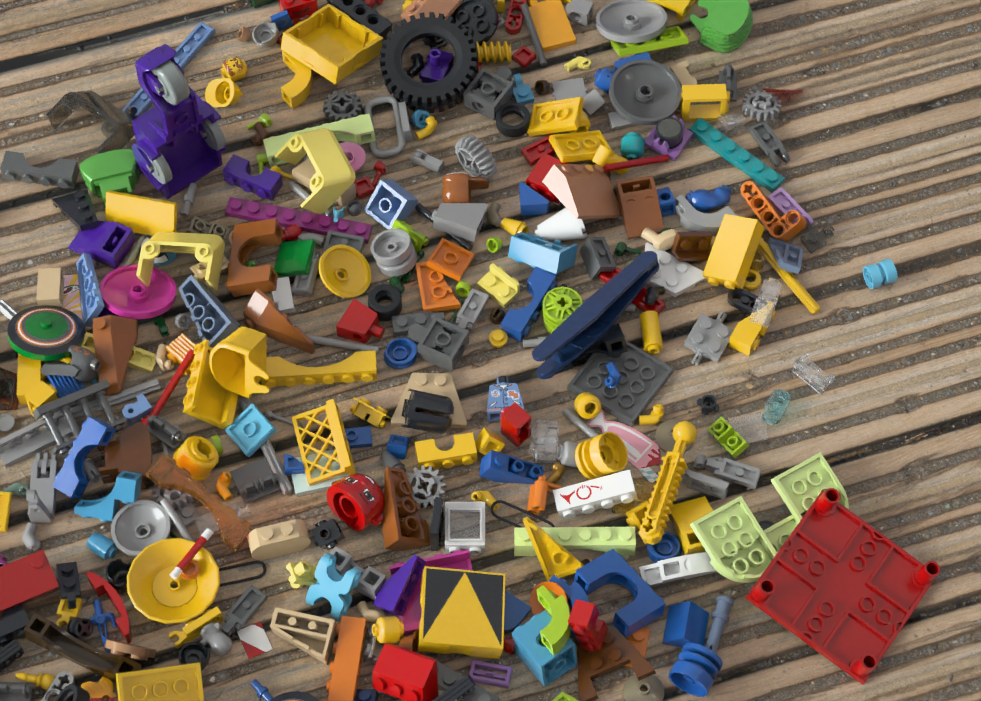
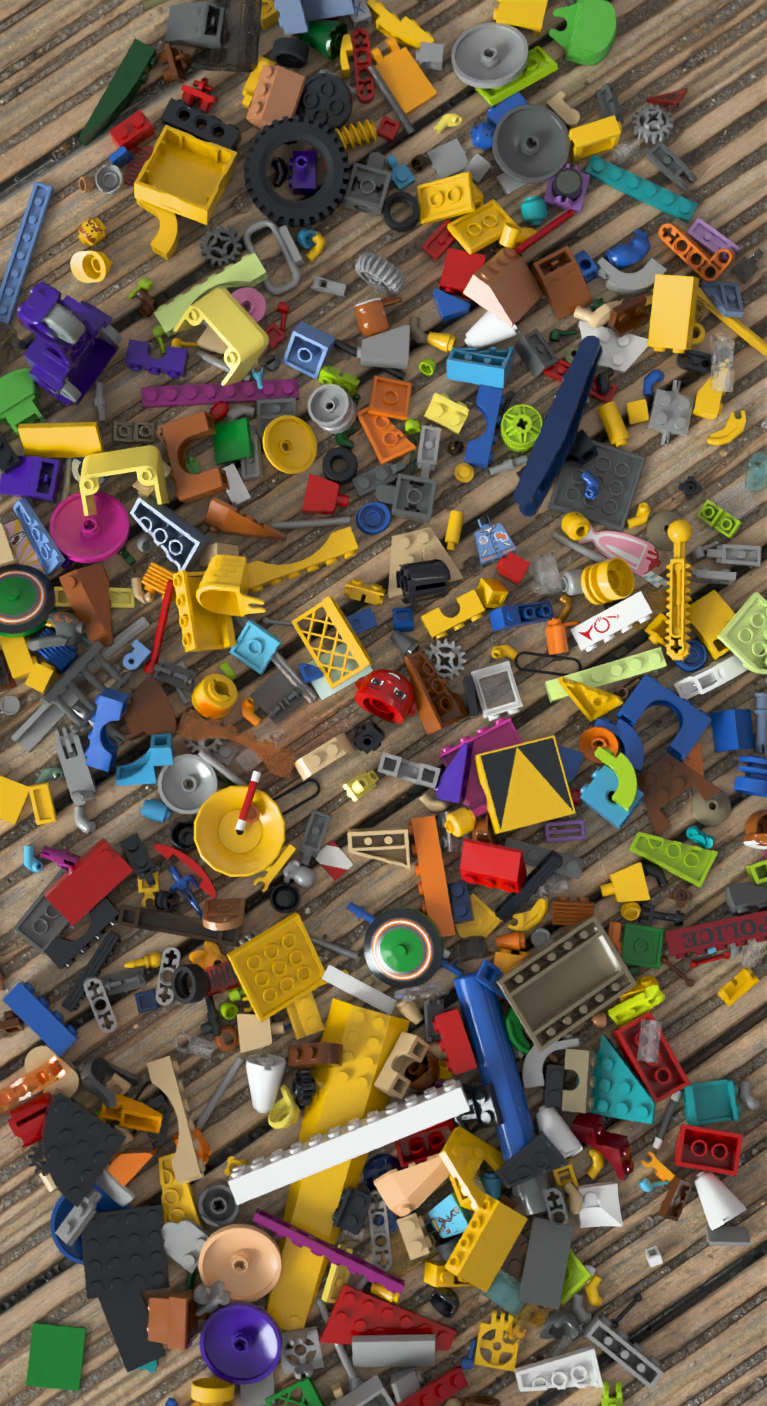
camera: 15 degrees left, 25 degrees up
(333, 586) = (394, 792): medium azure piece -> none
(472, 382) = (454, 529): none -> yellow cylinder
(586, 626) = (650, 771): red arch -> none
(677, 328) = (637, 411): none -> yellow slope
(704, 304) = (650, 380): none -> blue arm
(762, 367) = (731, 431): none -> yellow piece

